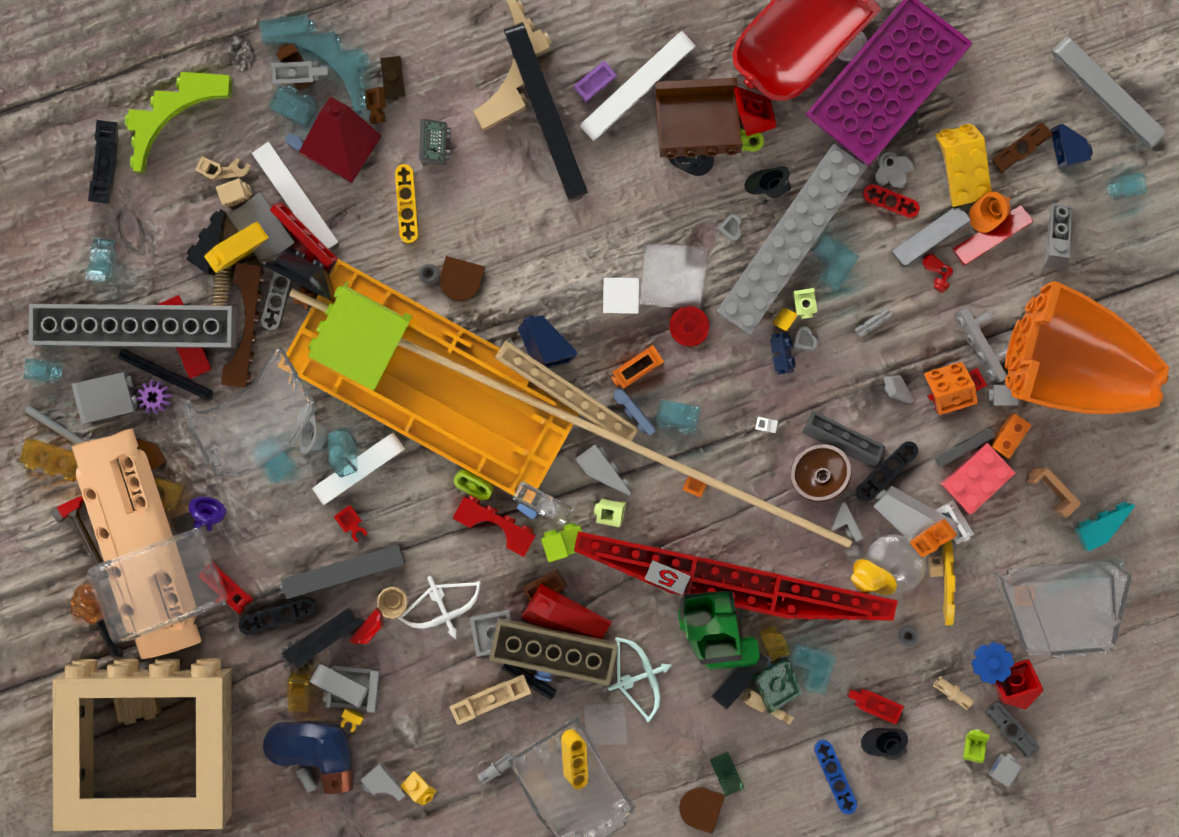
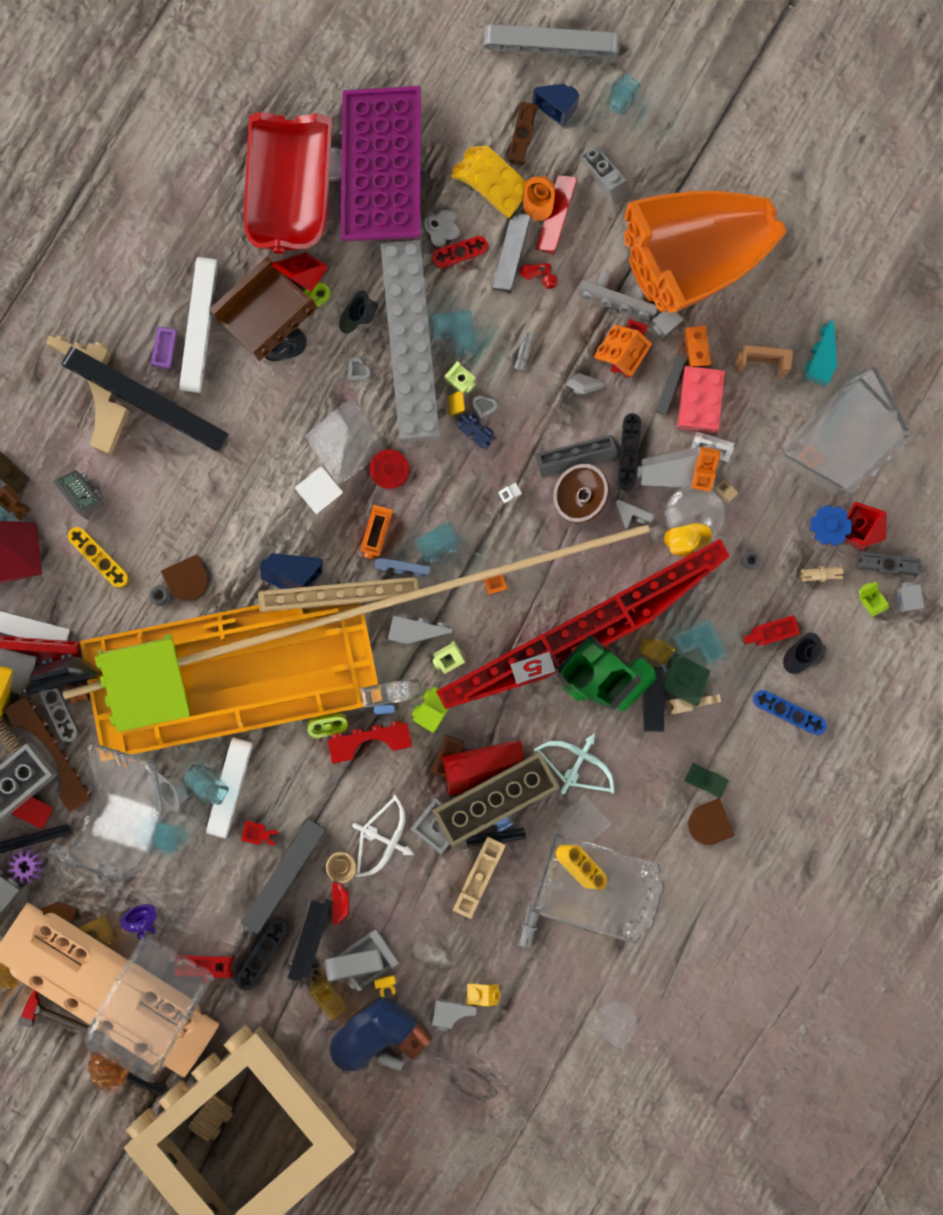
camera: 50 degrees left, 5 degrees down
(183, 523) = (128, 944): clear smoke tile -> none
(949, 583) = (747, 493): yellow tile -> none

